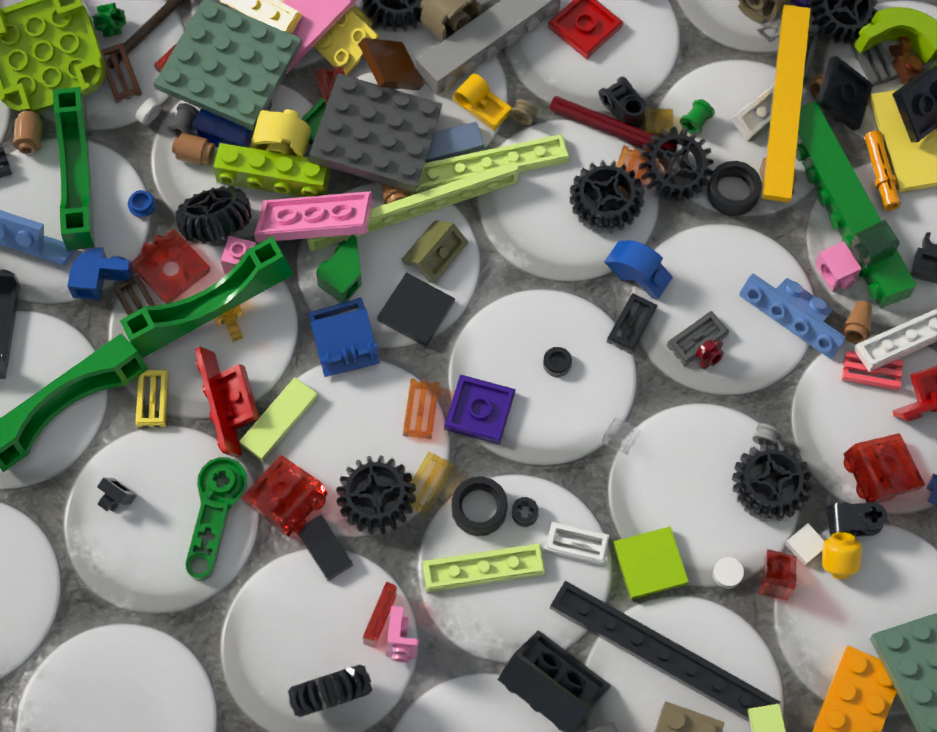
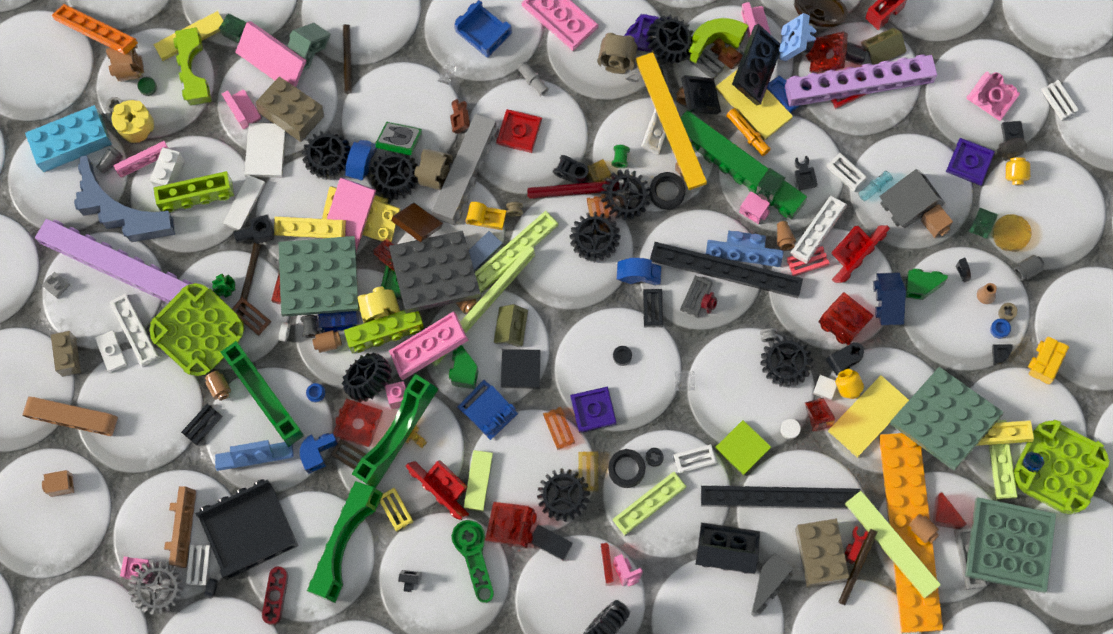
camera: 20 degrees left, 5 degrees up
(757, 325) = (726, 269): none -> black plate
(844, 613) = (868, 416): none -> light yellow tile

